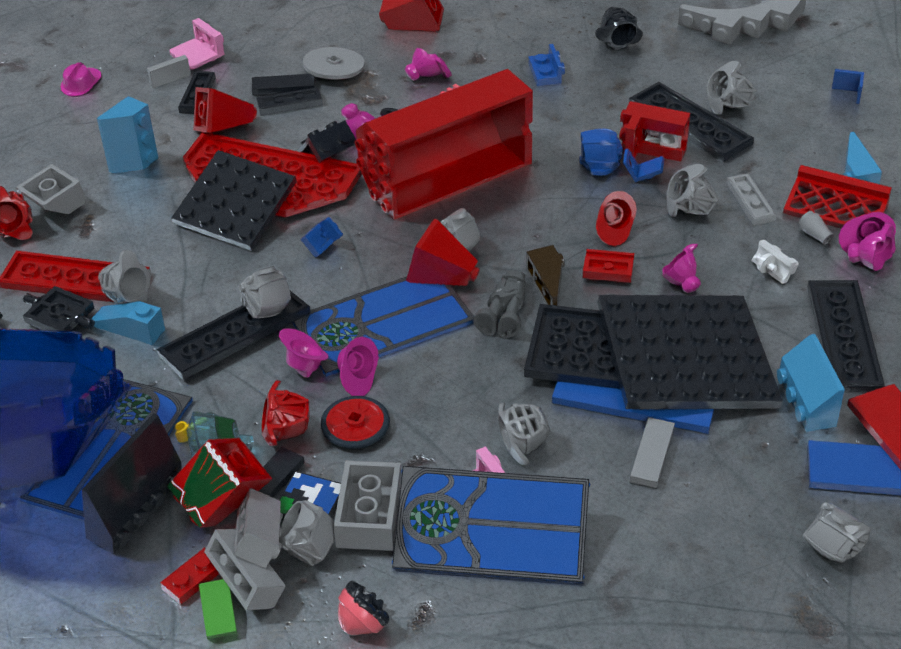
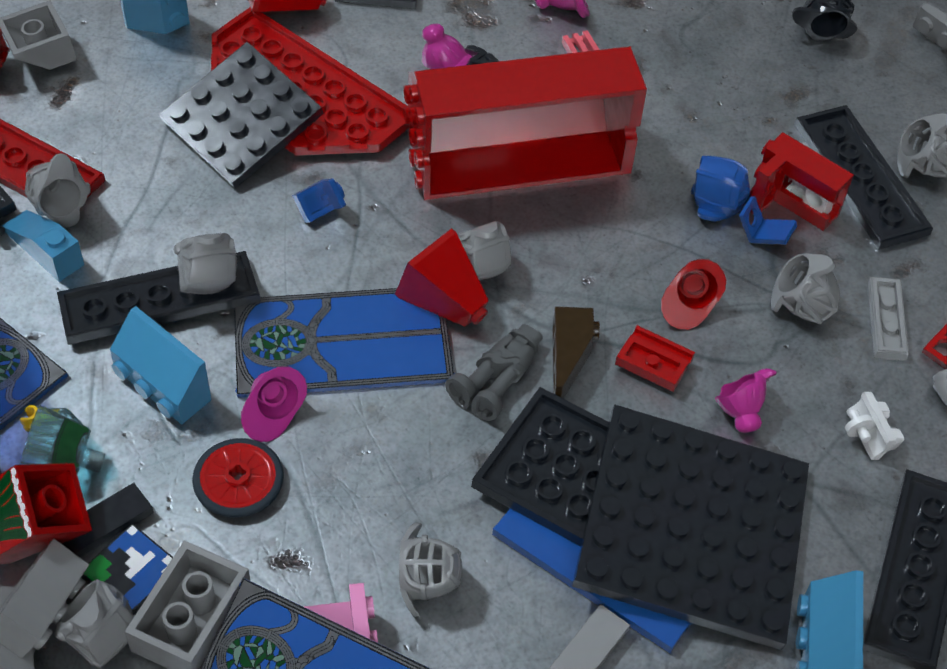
camera: 15 degrees right, 10 degrees up
(256, 362) = (160, 367): none -> dark azure slope
(284, 415) = (149, 442): red piece -> none
(302, 351) = (221, 351): dark pink piece -> none
(329, 142) = (389, 68): black bracket -> none
(547, 67) = (712, 41): blue bracket -> none

